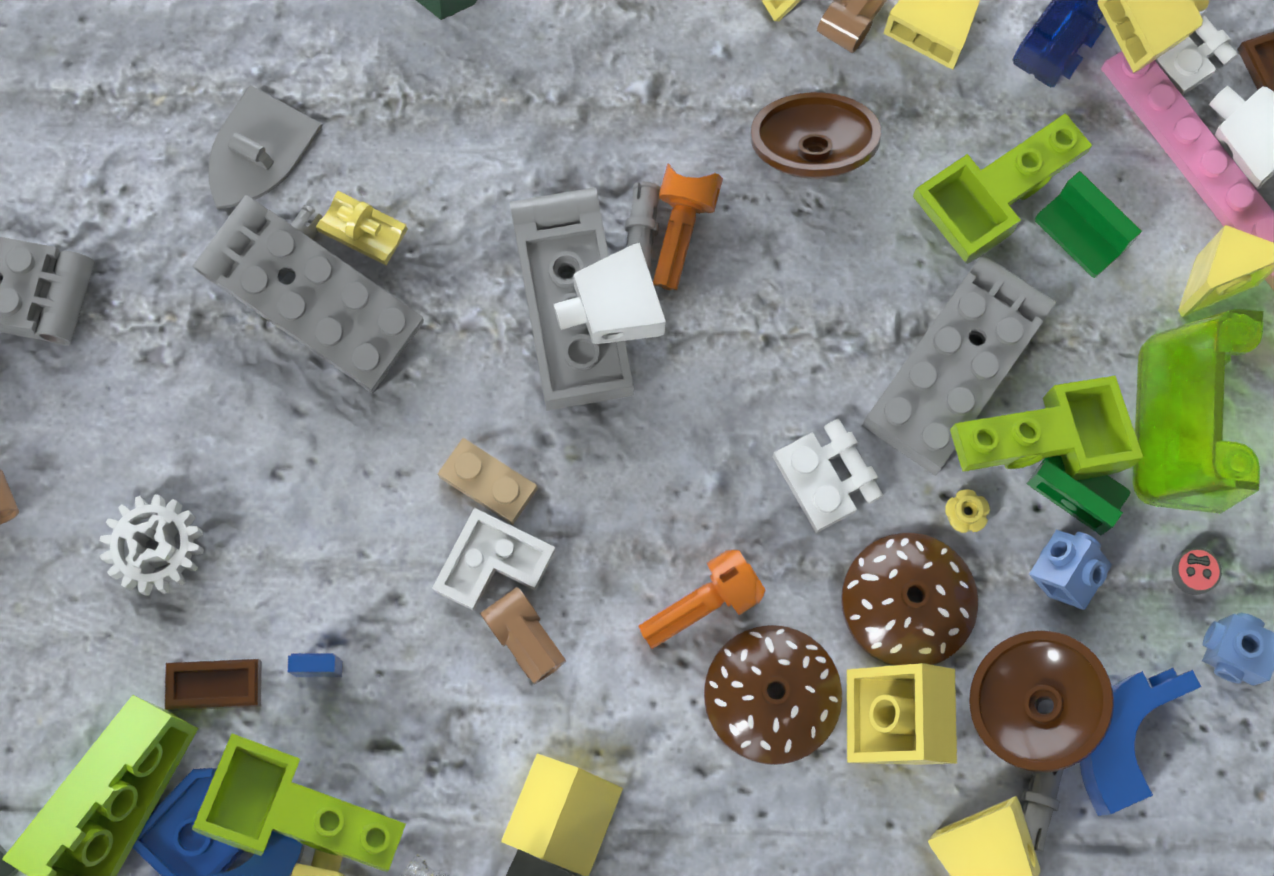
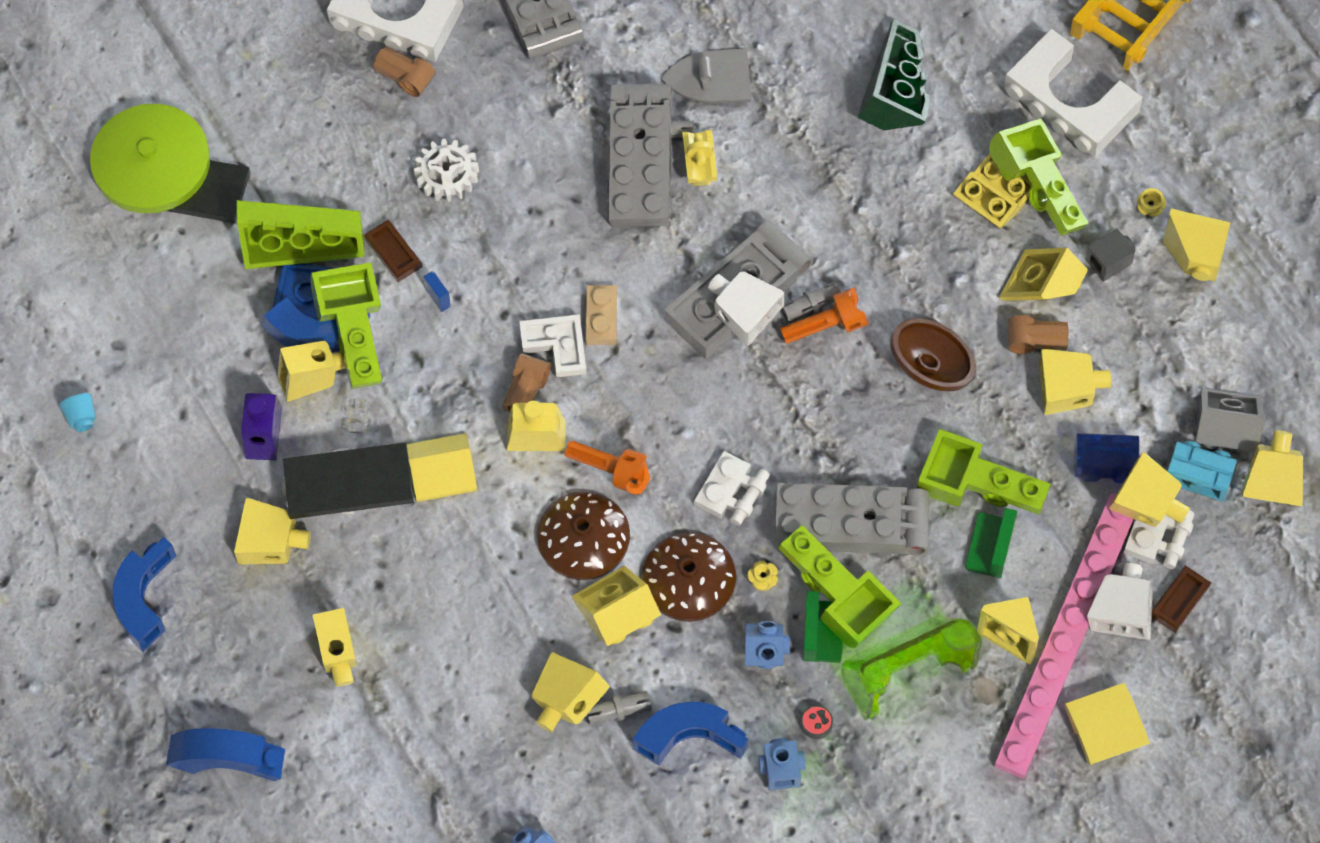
camera: 60 degrees right, 10 degrees down
(595, 664) = (536, 427): none -> light yellow torso
(1036, 669) = (673, 667): reddish brown dish -> none

